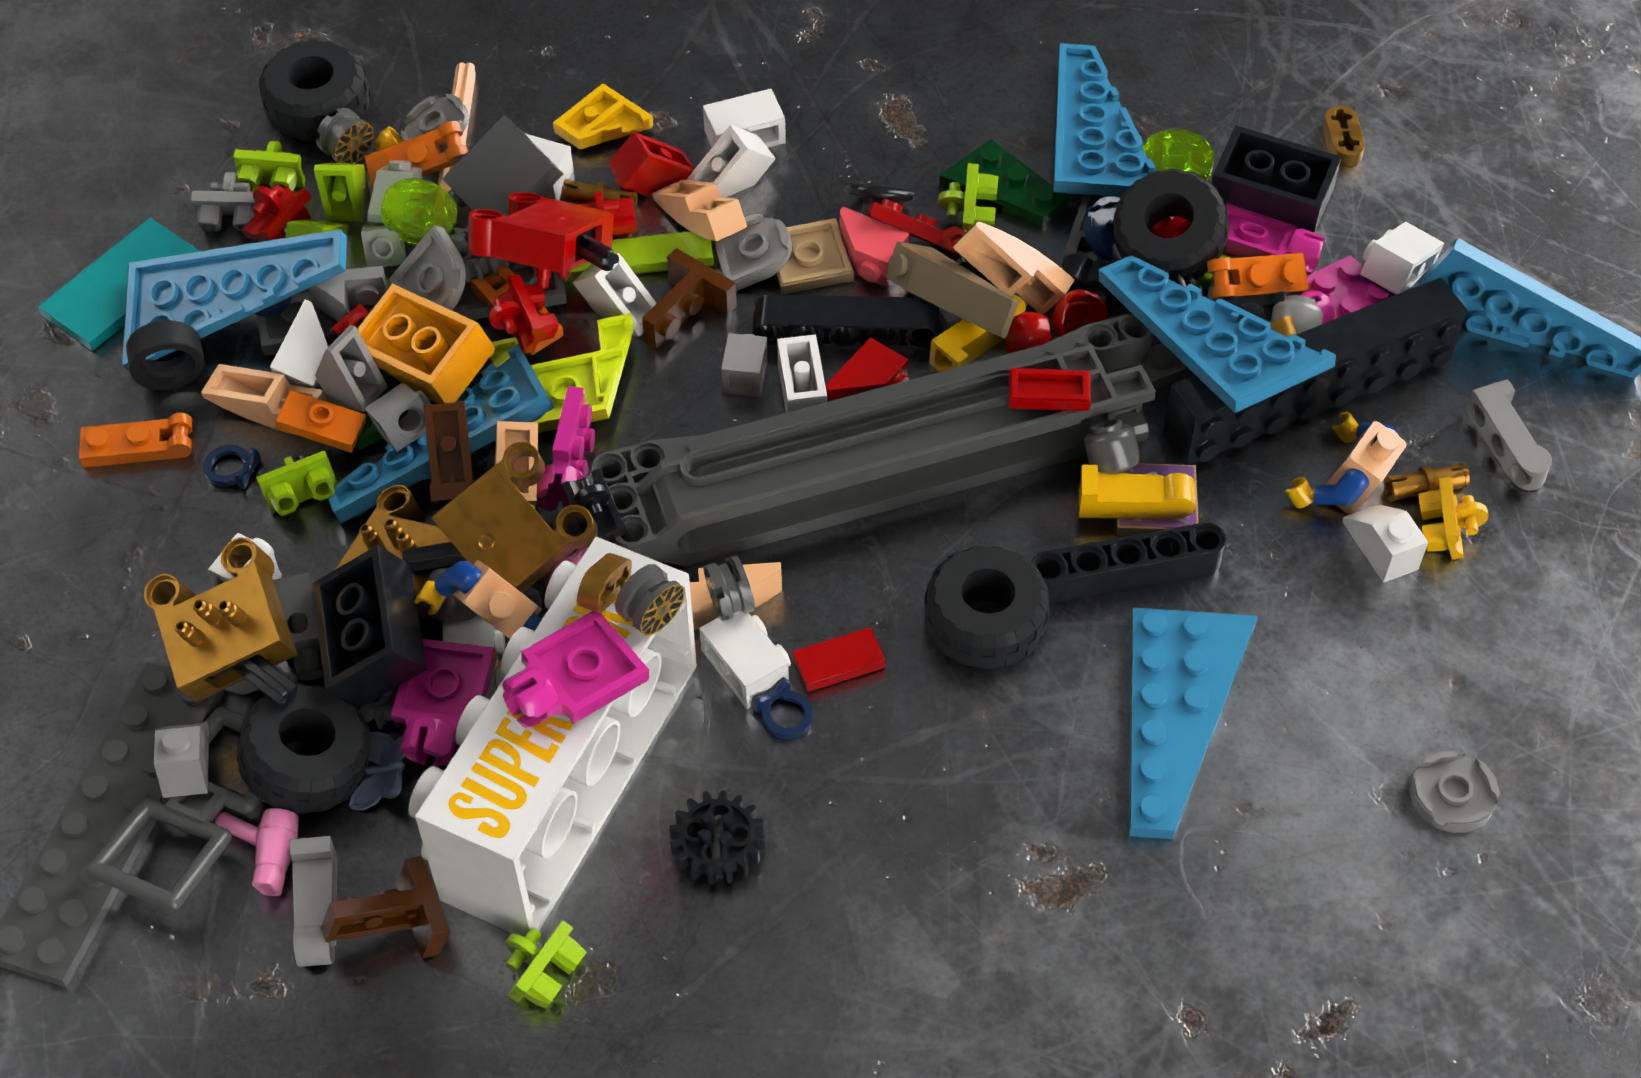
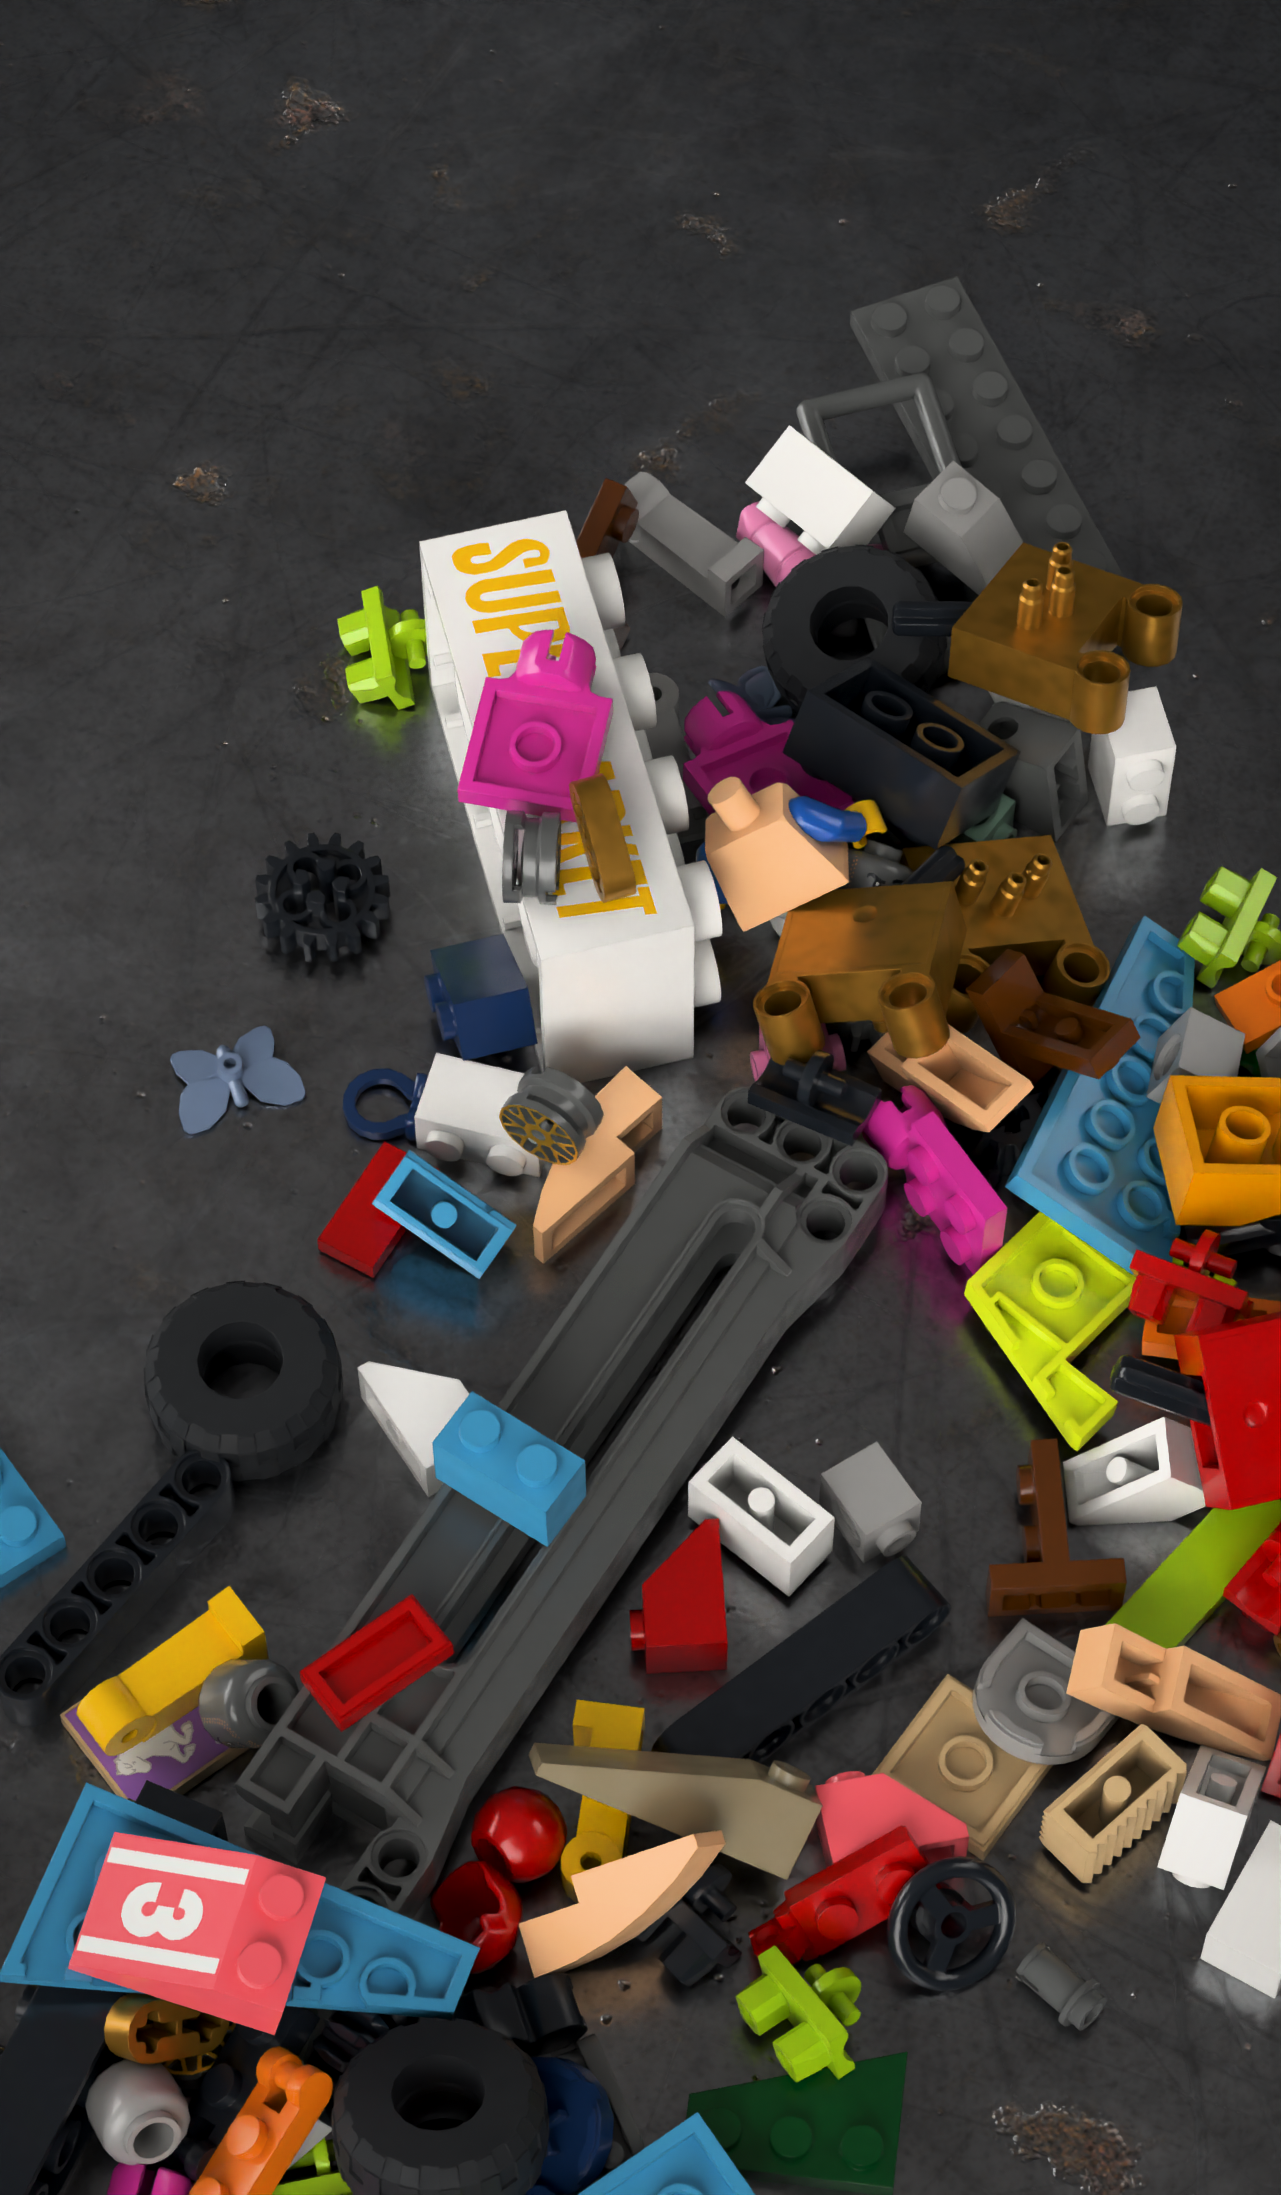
camera: 140 degrees right, 5 degrees up
(231, 834) = (817, 495): none -> white brick
(694, 701) = (480, 997): none -> dark blue brick
(770, 184) = (1113, 1803): none -> tan brick
(819, 605) = (444, 1214): none -> dark azure brick
(850, 788) = (247, 1066): none -> sand blue piece
(853, 149) = (1061, 1987): none -> dark grey pin
(910, 531) = (411, 1412): none -> white slope
(918, 410) = (509, 1468): none -> dark azure brick
(1227, 311) = (199, 1927): none -> coral slope

